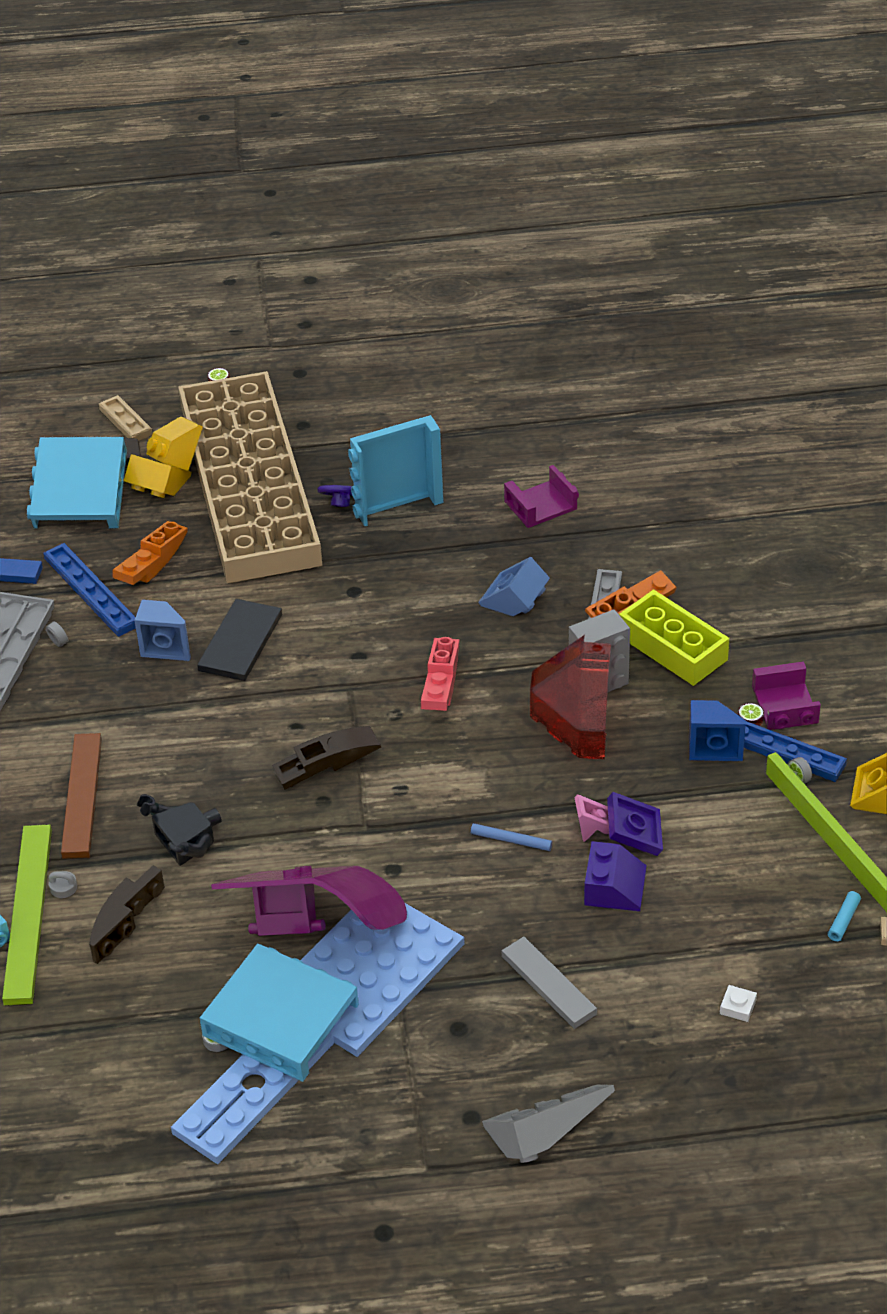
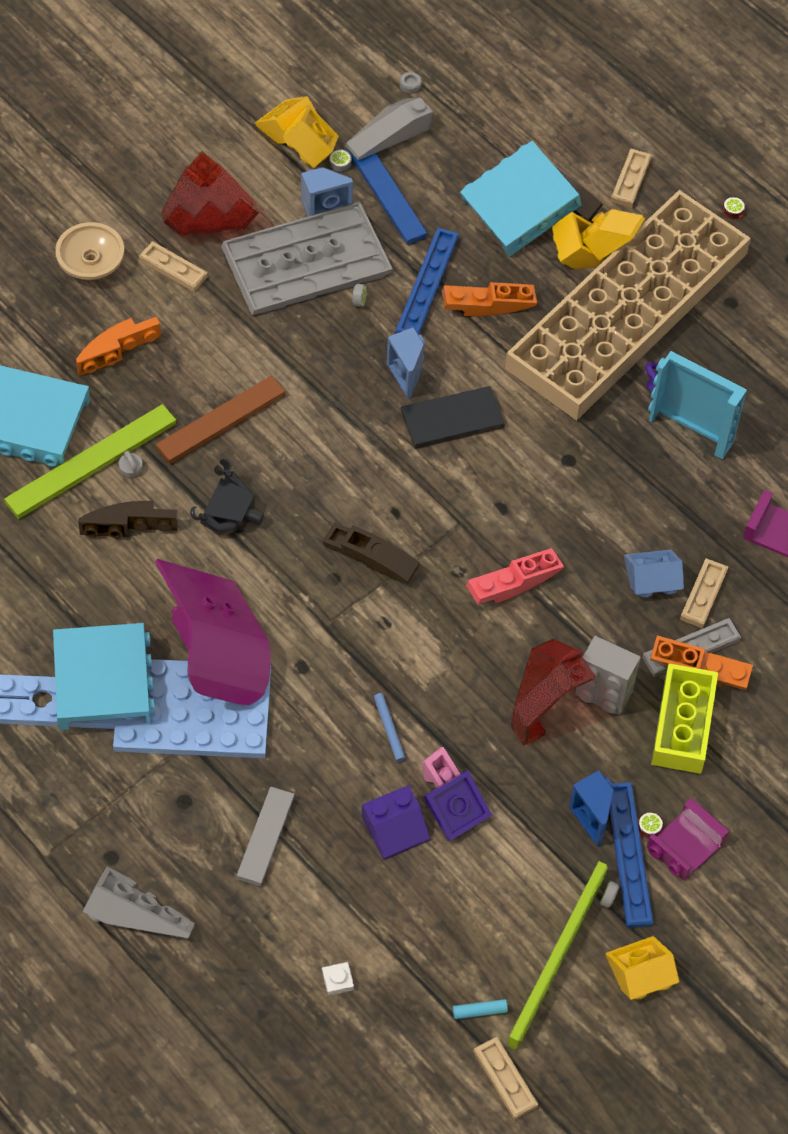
camera: 50 degrees right, 15 degrees up
(561, 574) = (704, 593): none -> tan tile

